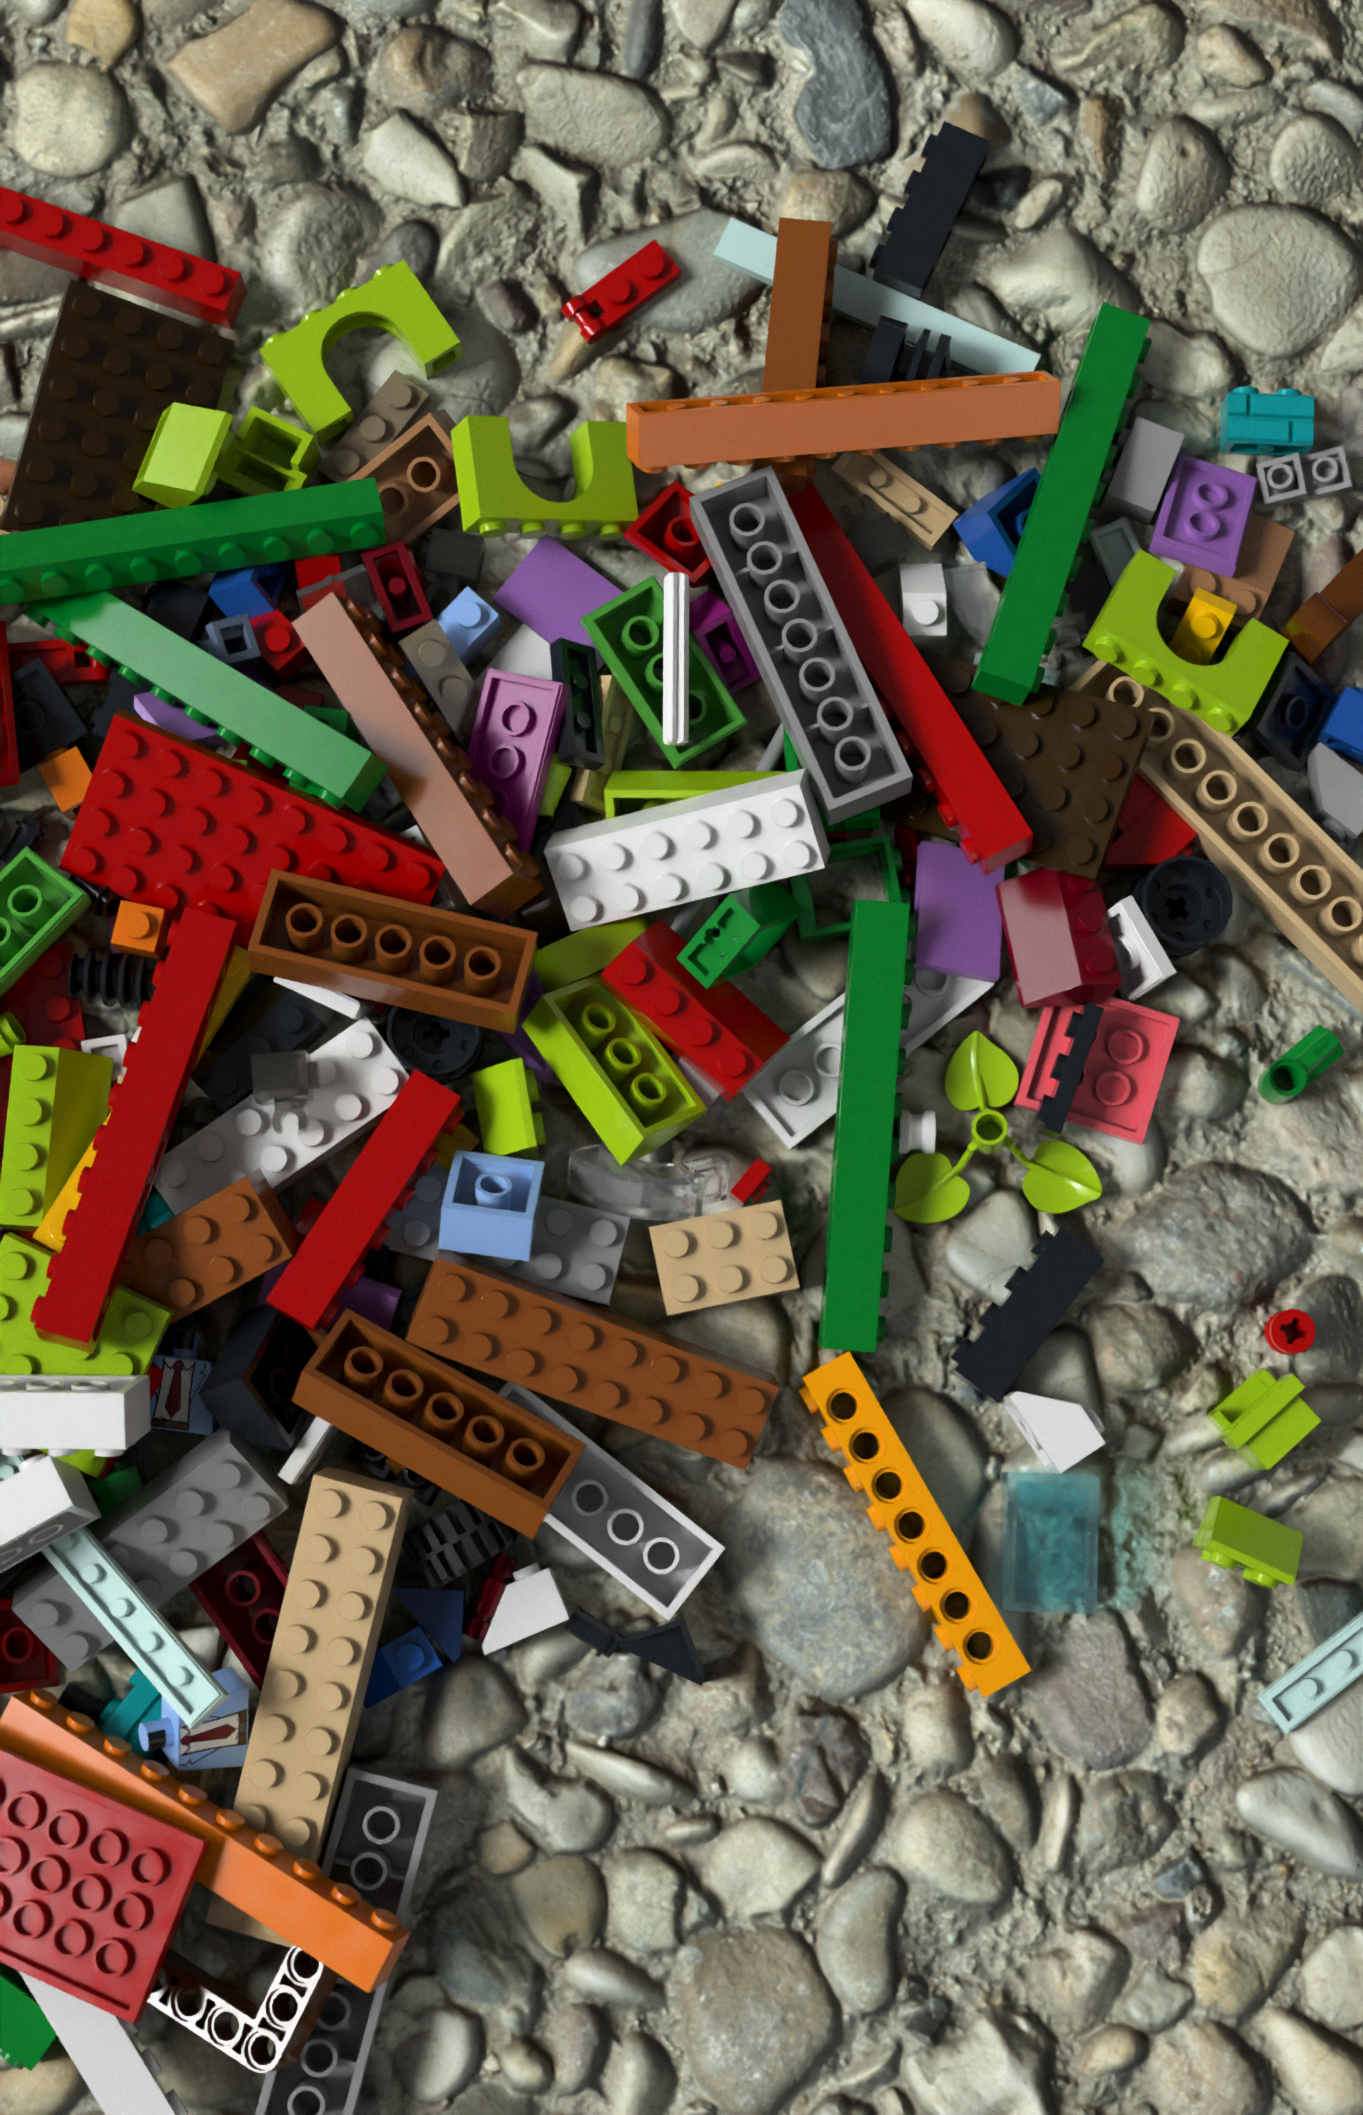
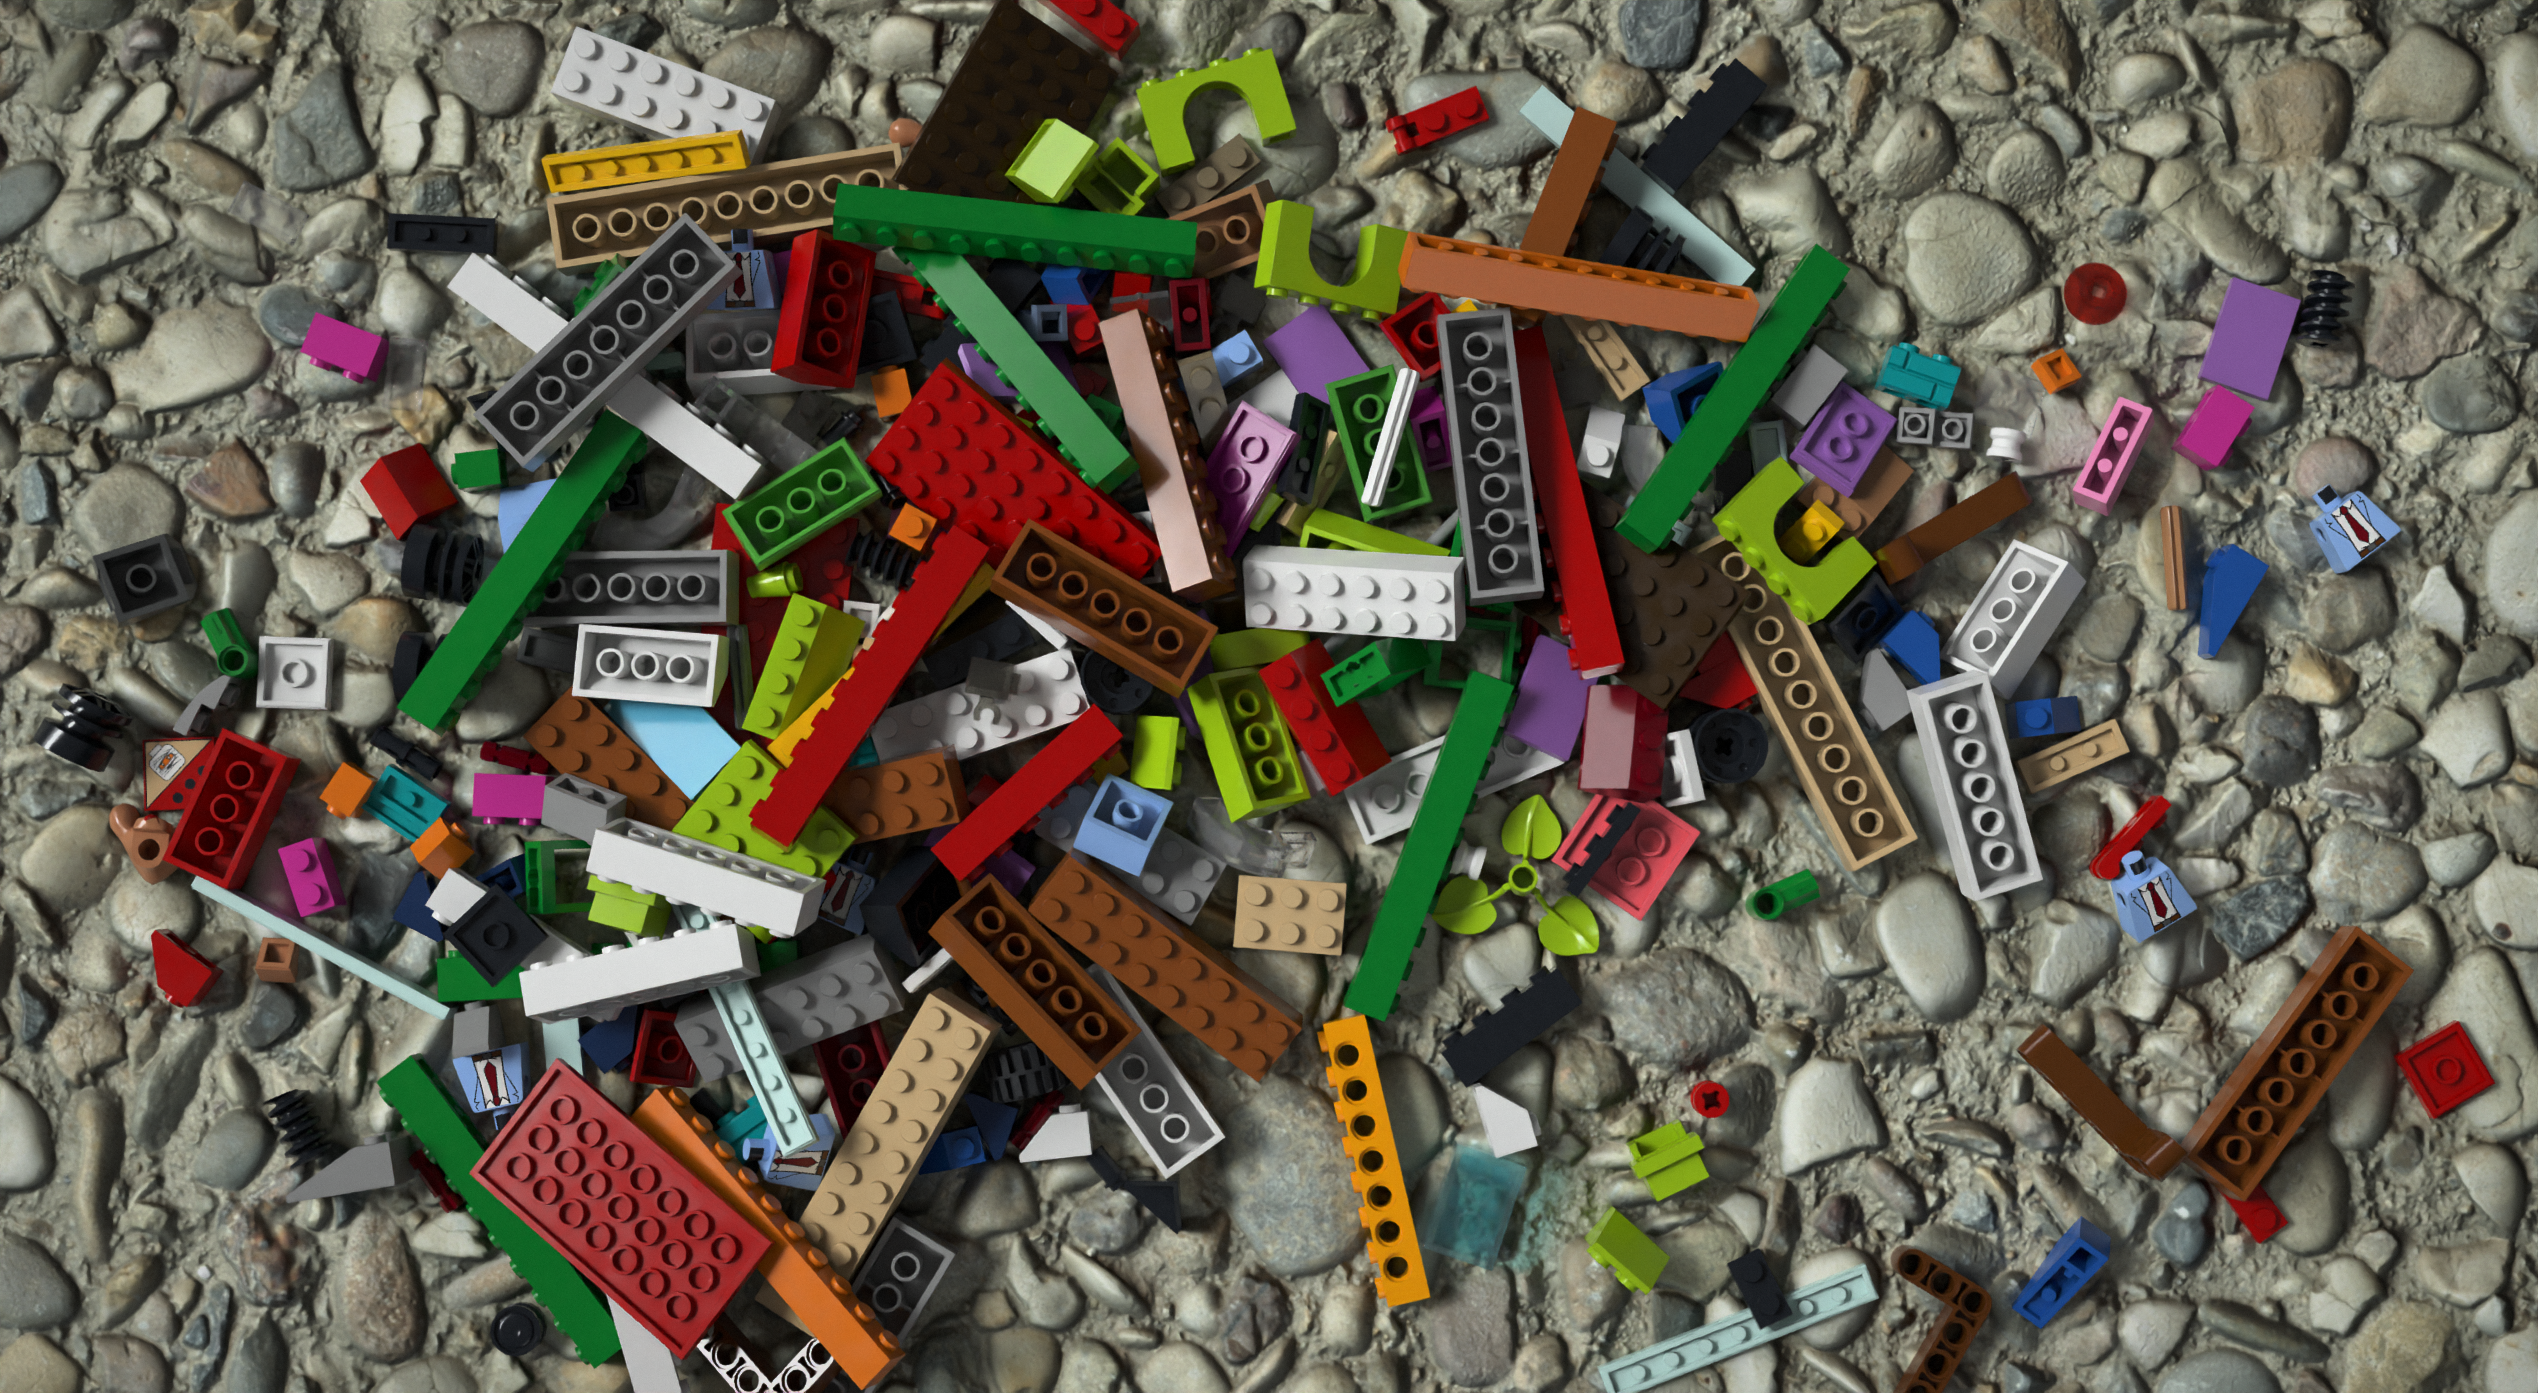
camera: 20 degrees right, 5 degrees up
(752, 1184) = (1329, 863): red plate -> none

